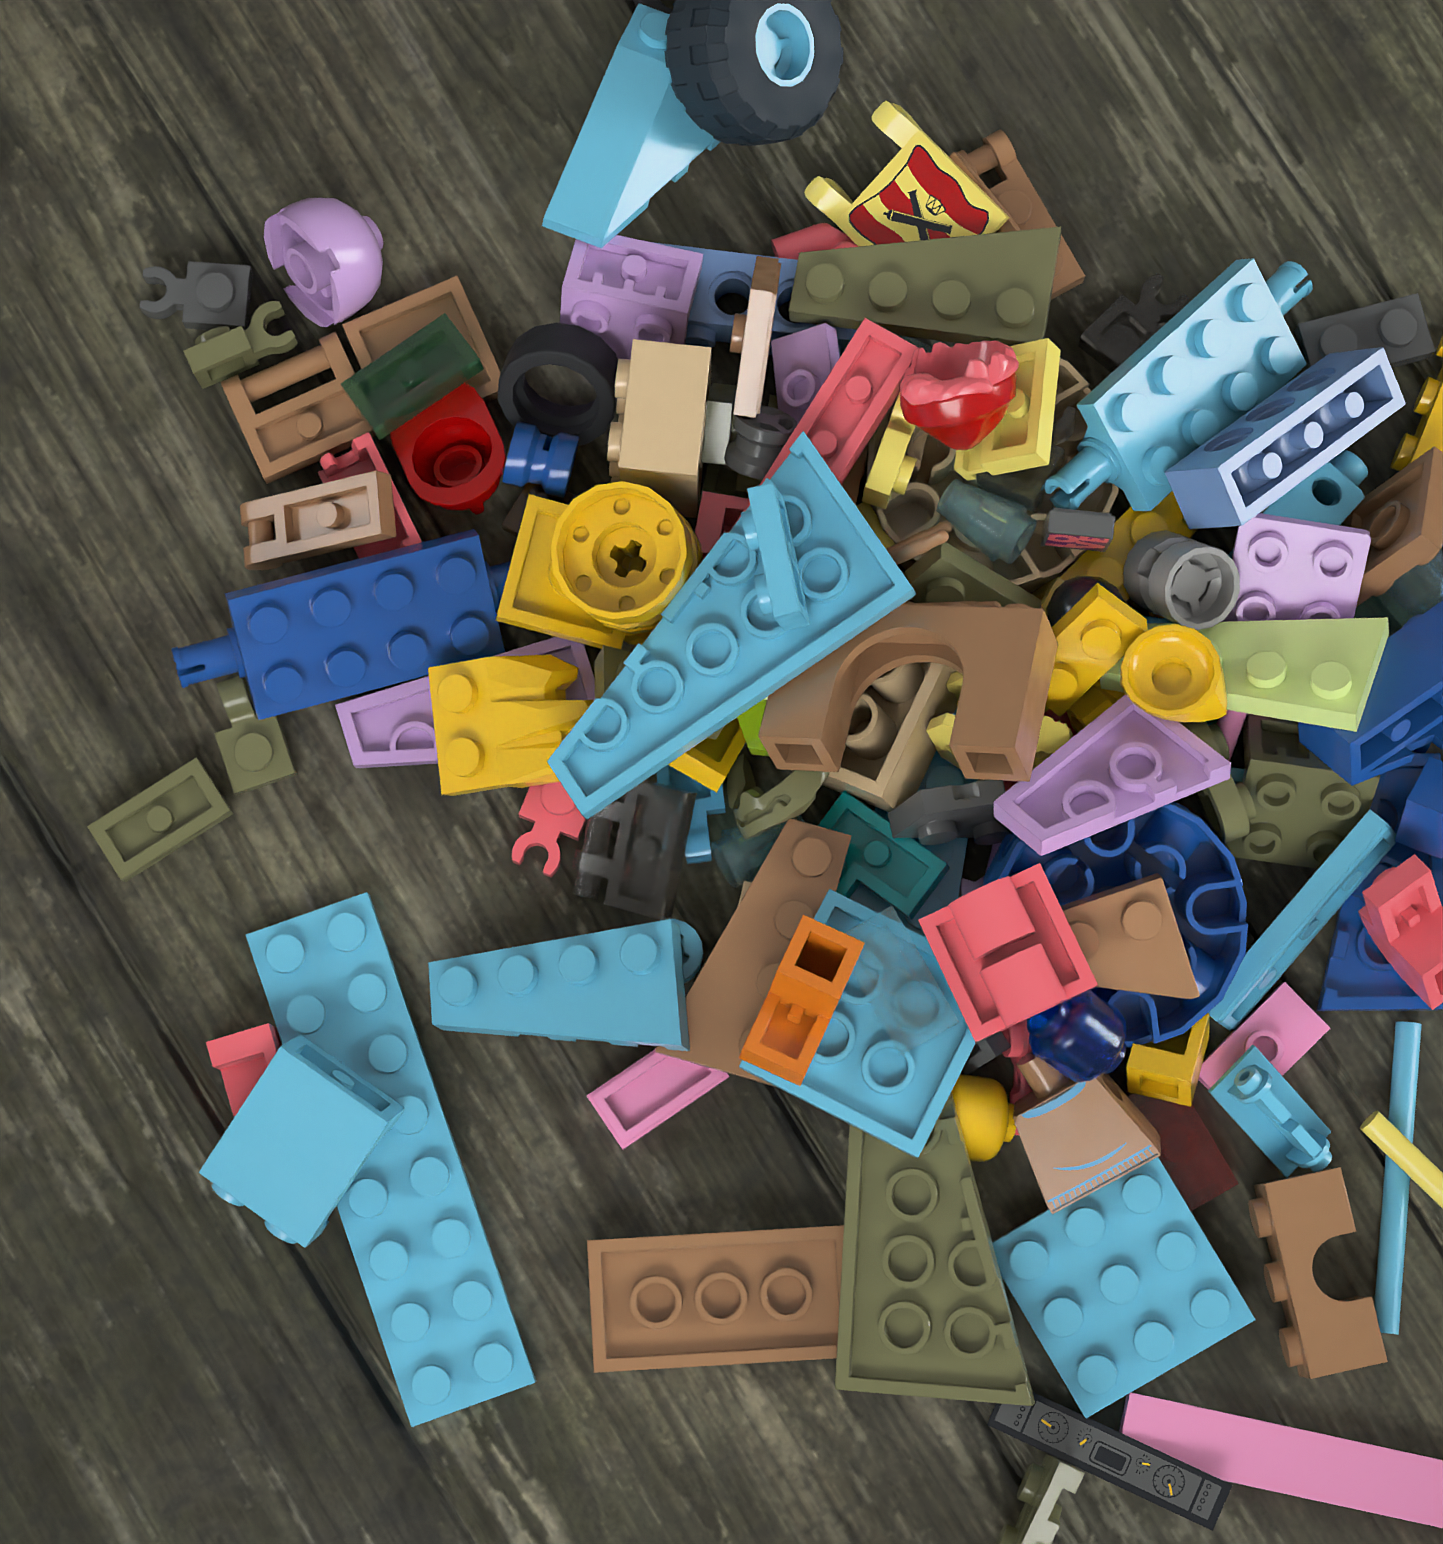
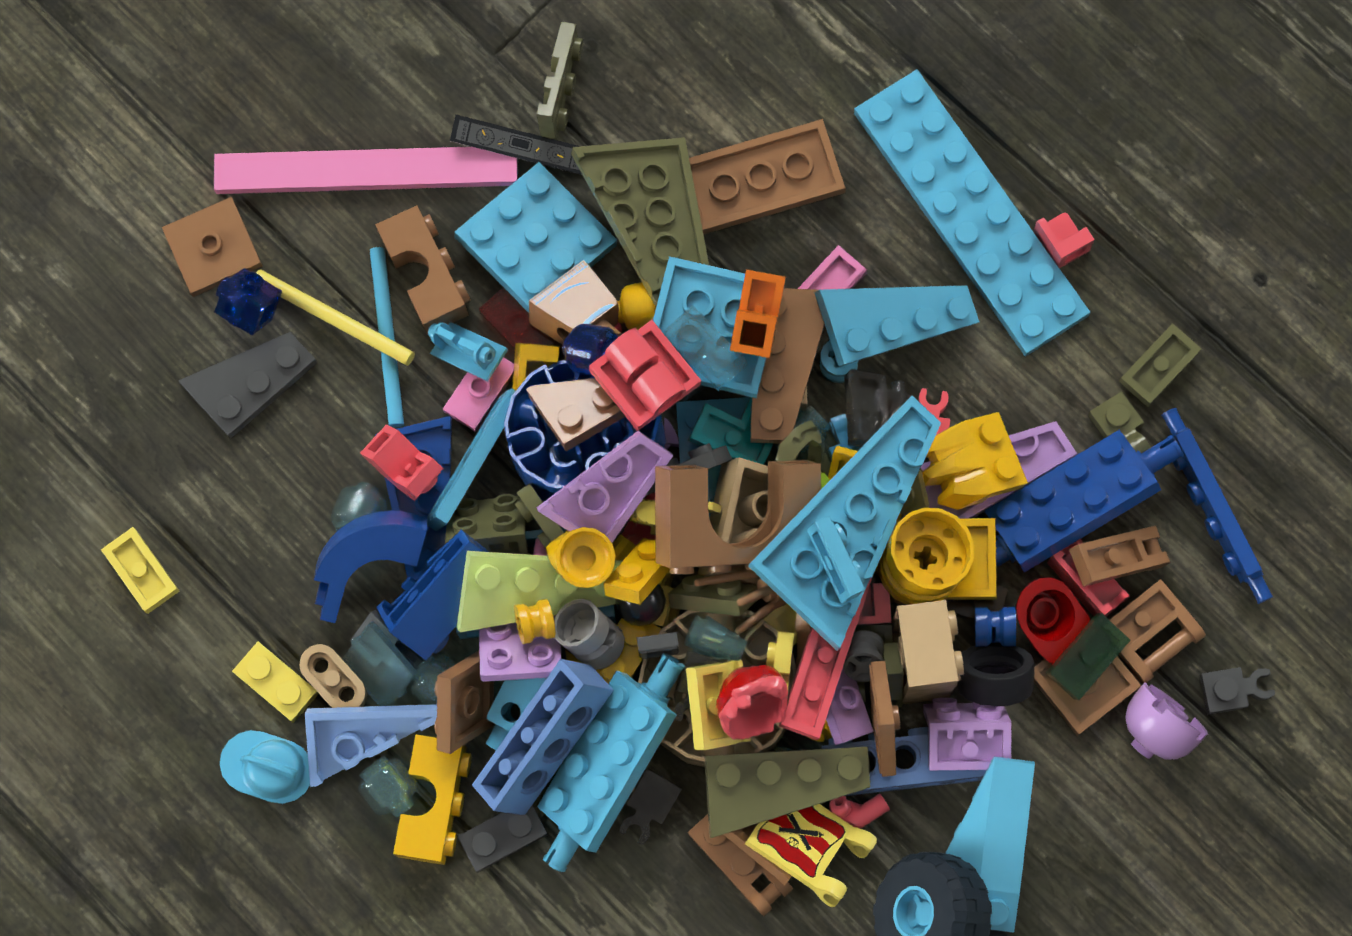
camera: 175 degrees right, 5 degrees down
(143, 545) = (1220, 519): none -> blue plate
(228, 352) = (1209, 652): olive plate -> none
(299, 1141) = (1022, 201): medium azure panel -> none
(1267, 603) = (534, 621): none -> yellow wheel

